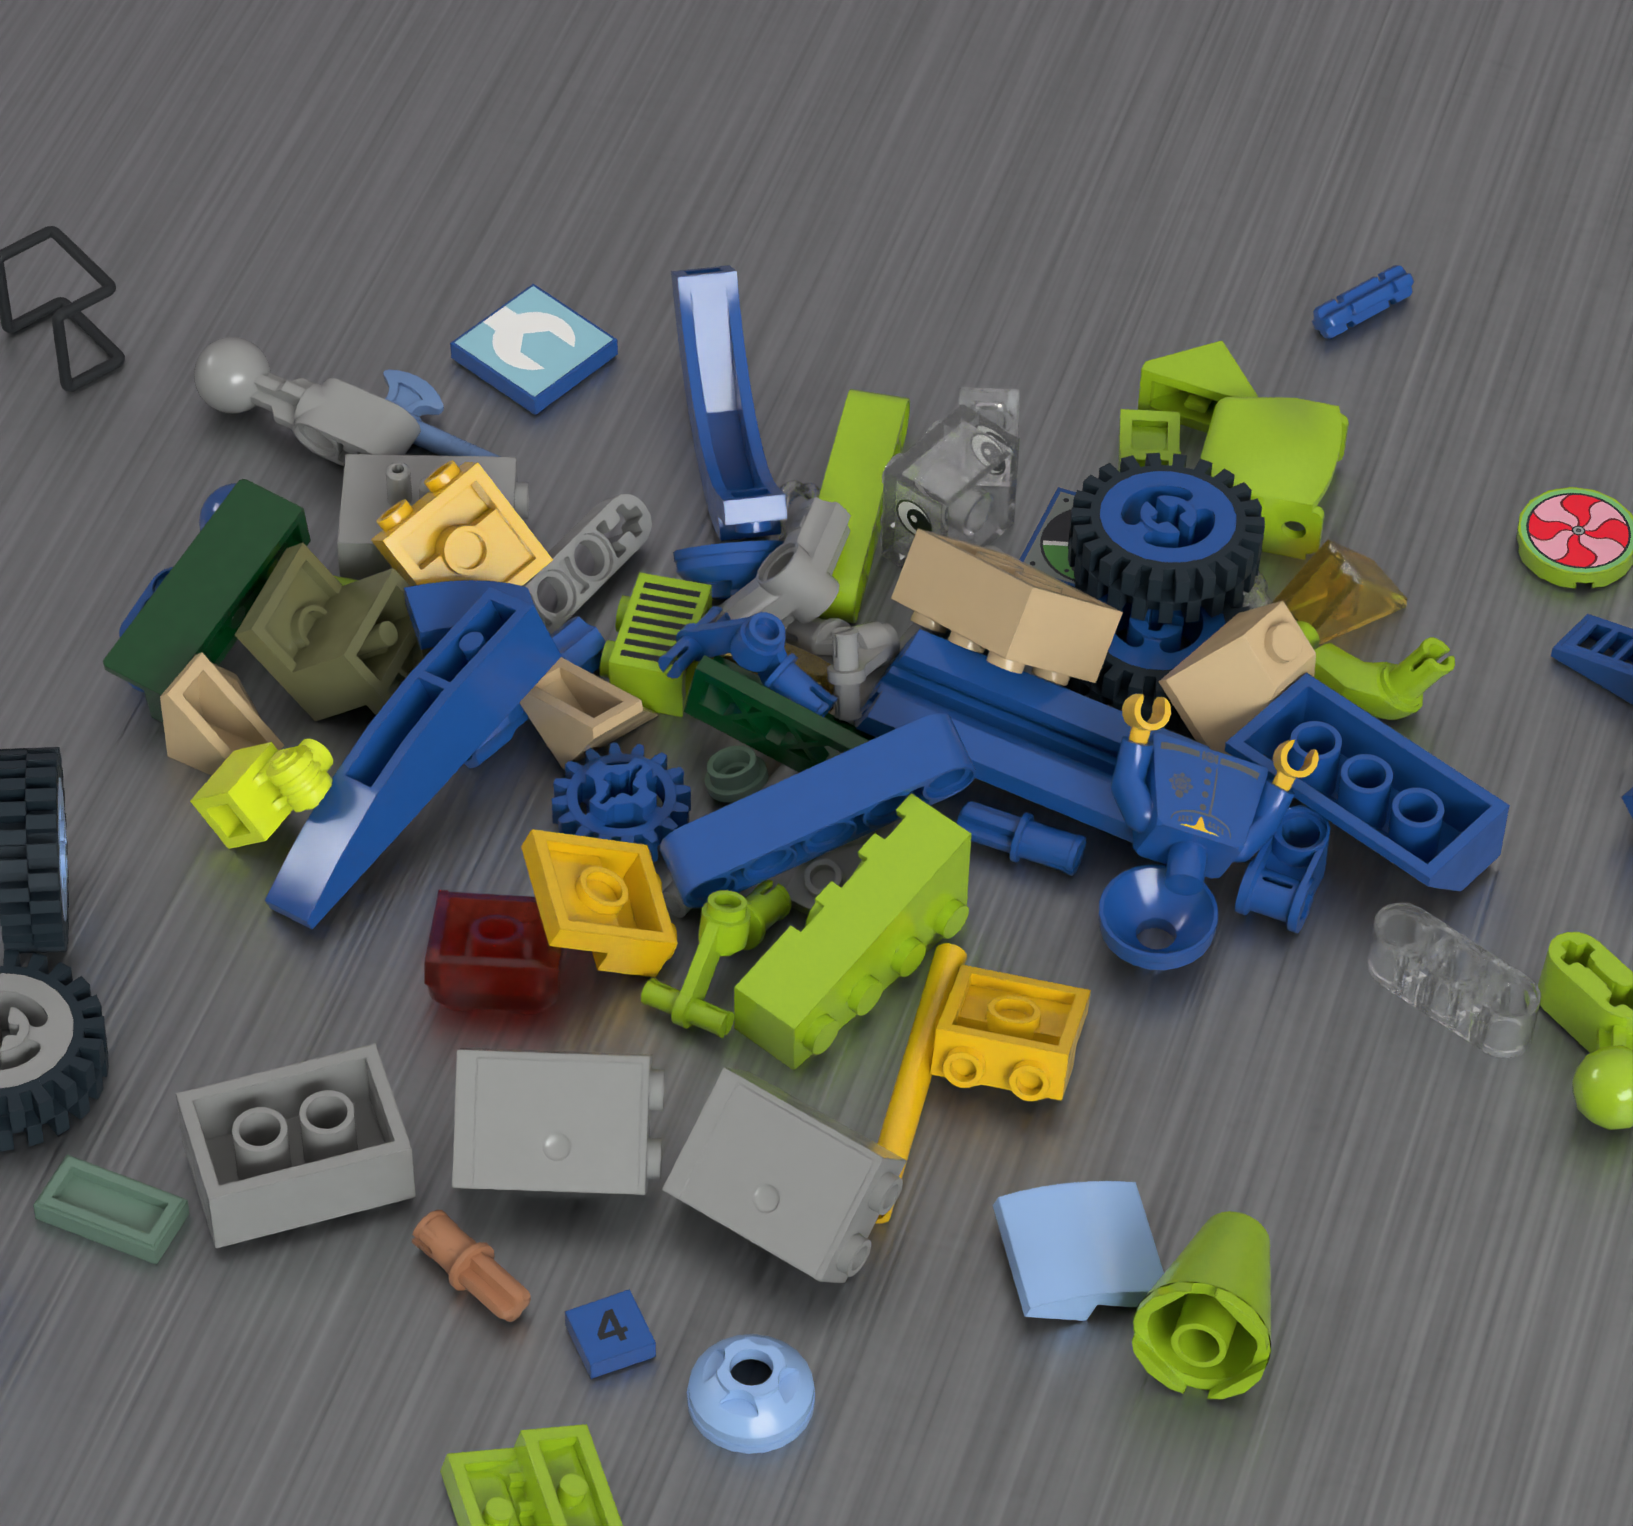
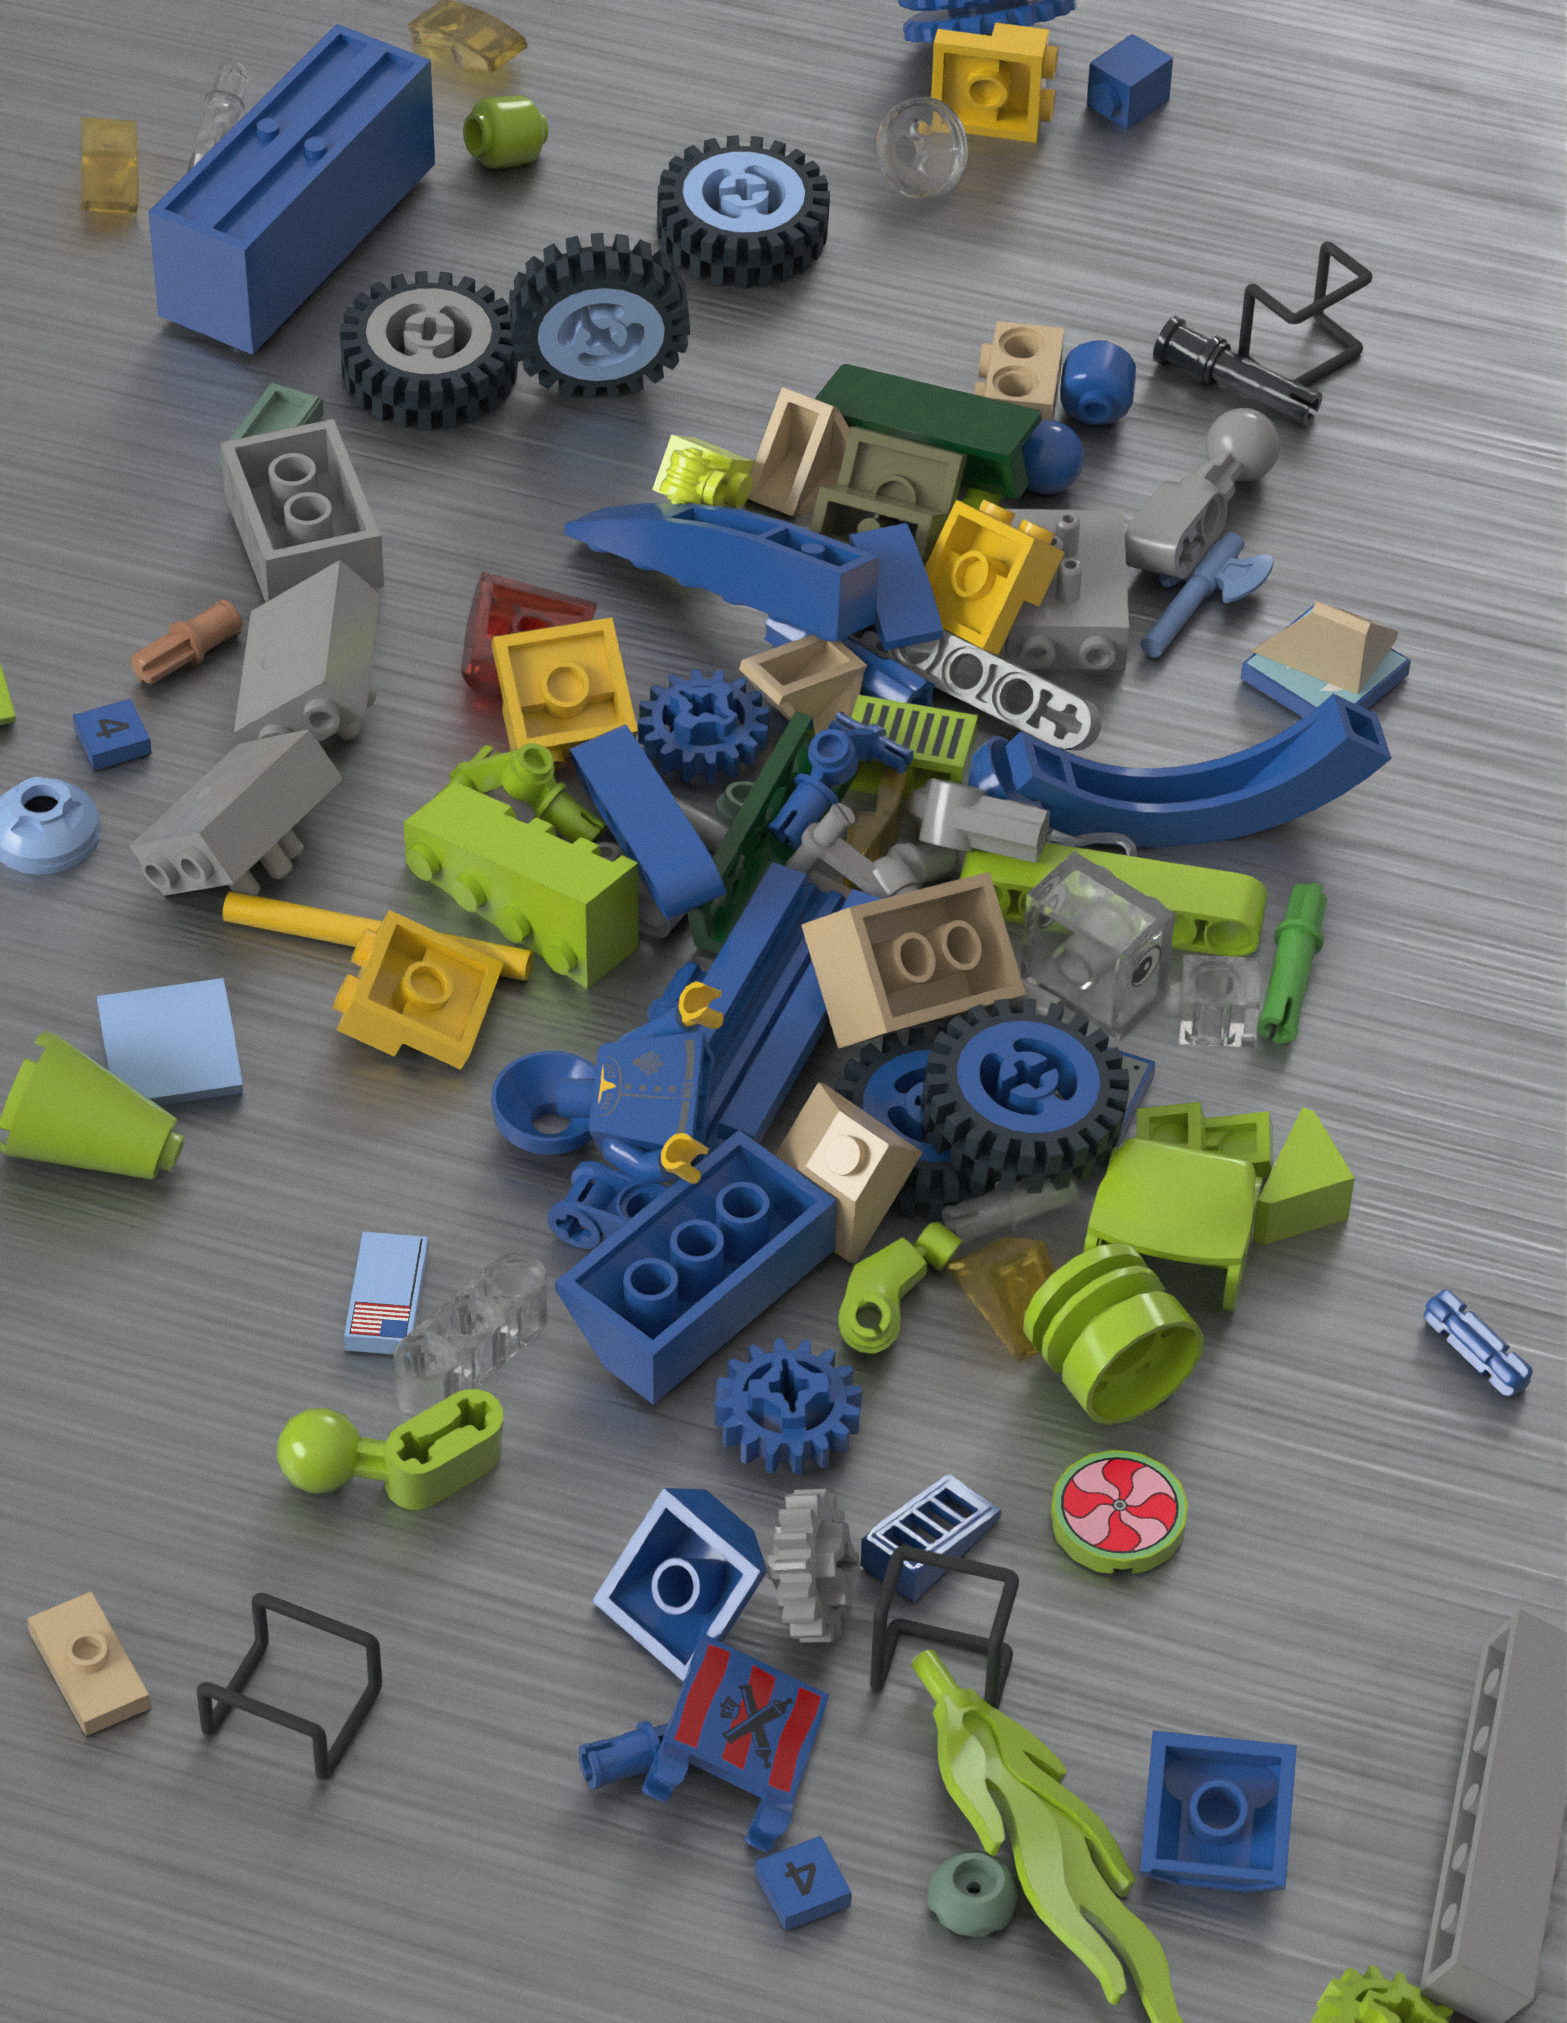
camera: 90 degrees right, 0 degrees up
(89, 398) = (1215, 362): none -> black pin
(111, 540) = (1023, 366): none -> tan brick
(125, 479) = (1098, 379): none -> blue head
(532, 317) = (1331, 646): none -> tan slope
(908, 381) = (1297, 943): none -> bright green axle
(1391, 1059) = (385, 1291): none -> light blue tile
(1422, 502) = (1113, 1333): none -> lime wheel
(1507, 744) = (757, 1417): none -> blue gear

